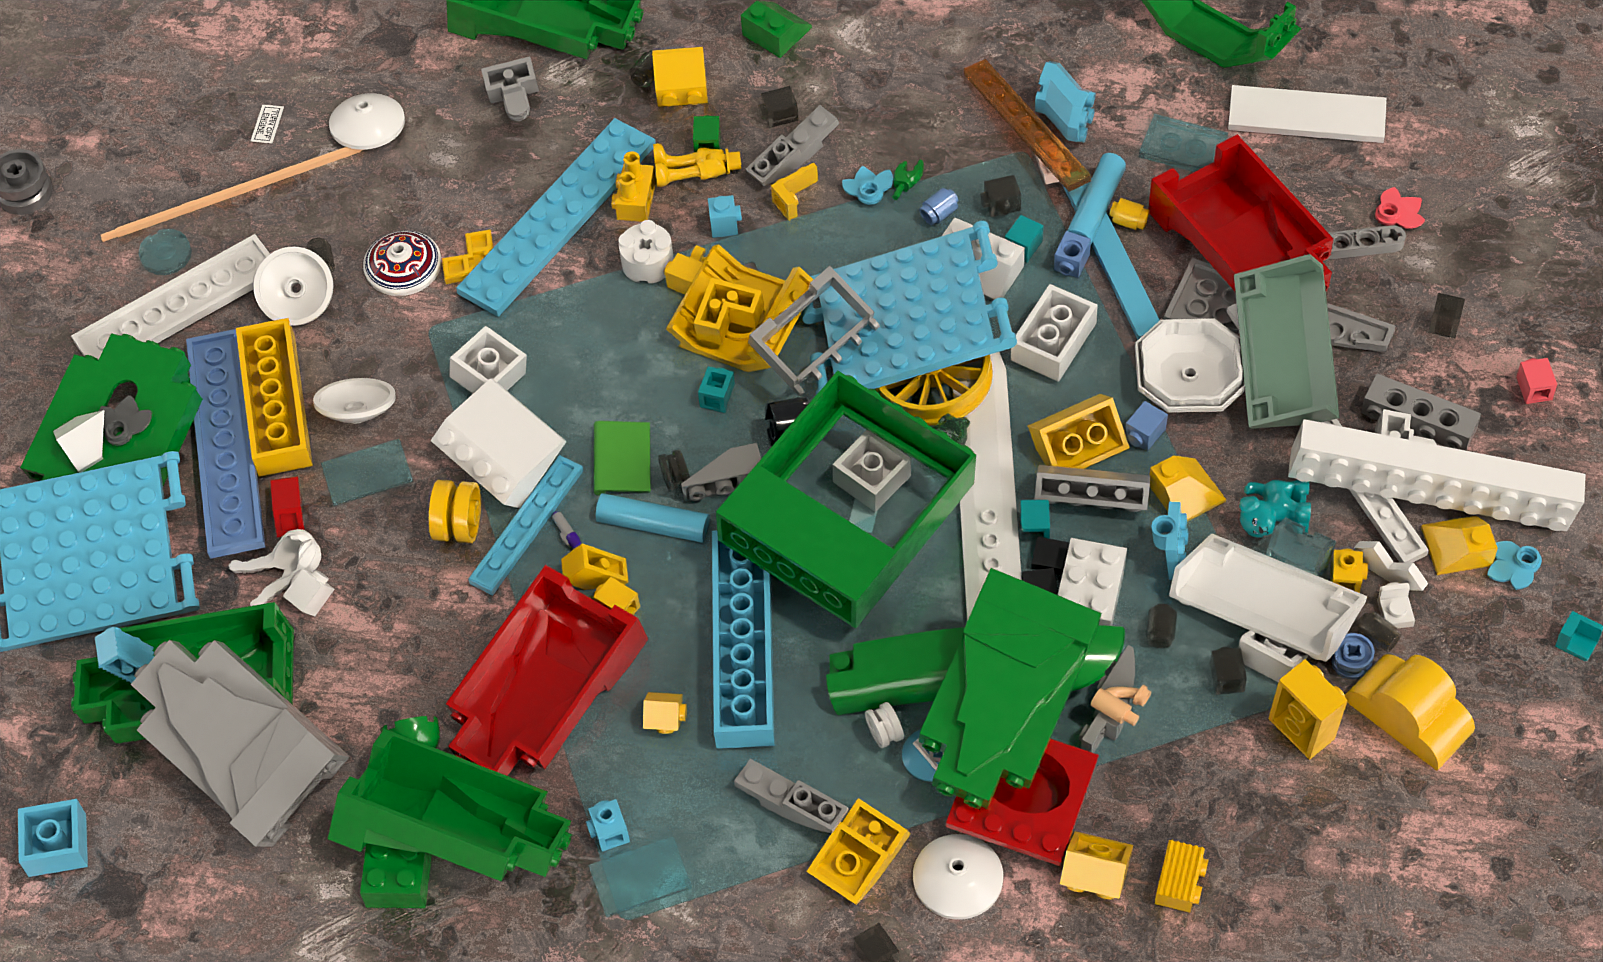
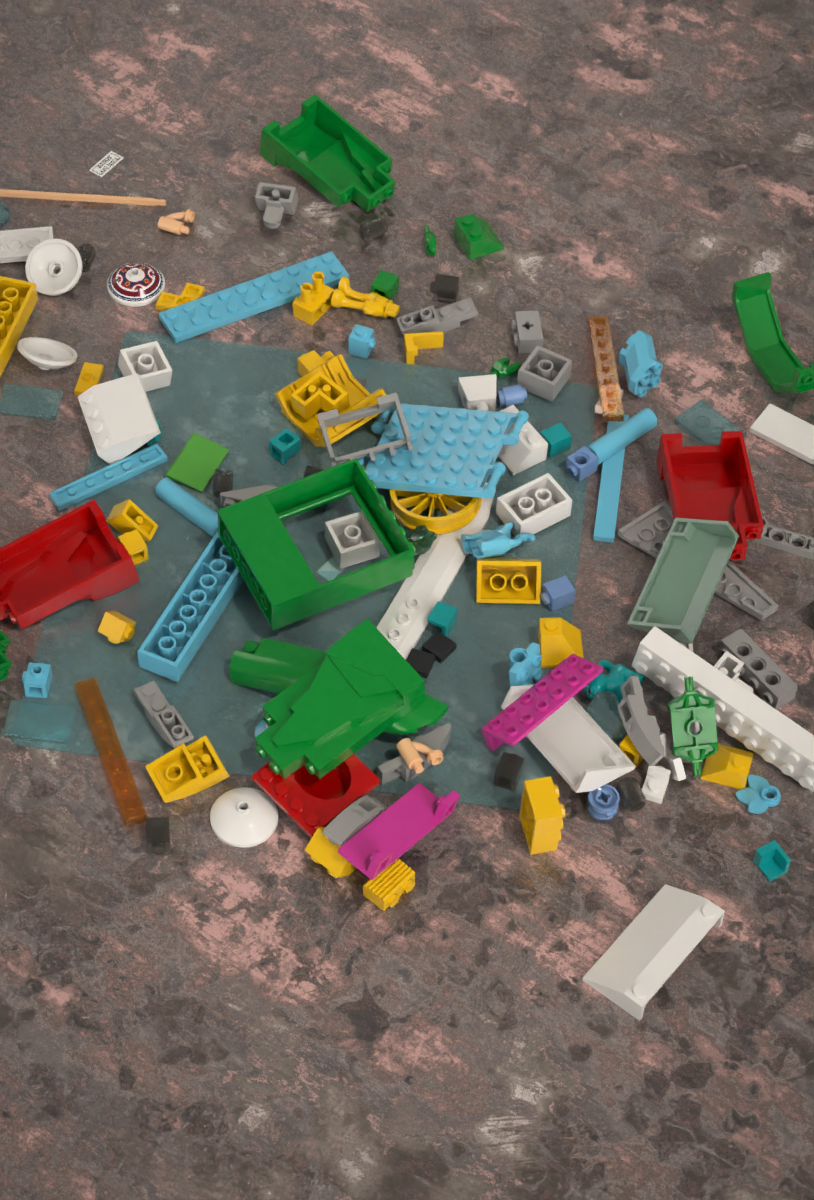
camera: 20 degrees right, 5 degrees down
(366, 121) = (169, 187): white dish -> none
(398, 168) = (171, 224): none -> light nougat plant
(423, 410) = (89, 376): none -> yellow plate
(454, 511) = (64, 446): yellow wheel -> none
(567, 533) = (131, 493): light grey piece -> none
(645, 252) = (294, 340): white brick -> none
(680, 76) = (389, 241): yellow slope -> none
(723, 55) = (429, 241): none -> green hand
(752, 873) = (111, 753): none -> clear orange tile
(868, 186) = (473, 363): medium azure plate -> none
(884, 725) = (254, 699): white wheel -> none
(900, 221) = (478, 392): none -> white torso
(908, 118) = (527, 331): none -> light grey brick
(962, 161) = (544, 373): none -> light grey brick
(1001, 196) = (558, 406): clear smoke brick -> none
(1036, 397) = (493, 542): none -> medium azure animal
(1092, 488) = (493, 615): light grey brick -> none
(1094, 576) = (454, 674): white brick -> none
(1102, 820) = (353, 819): none -> light grey slope
(1129, 214) = (640, 455): yellow brick -> none
(1154, 807) = (397, 830): none -> dark pink bracket
(1161, 626) = (480, 719): clear smoke brick -> none
(1190, 348) = (611, 566): white rock -> none
(1218, 569) = (540, 701): none -> dark pink bracket
(1268, 655) = (538, 766): white slope -> none
(1348, 546) = (639, 726): none -> light grey slope
(1396, 504) = (685, 710): none -> plate
(1414, 706) = (622, 853): yellow brick -> none
(1519, 806) = (653, 948): none -> white slope

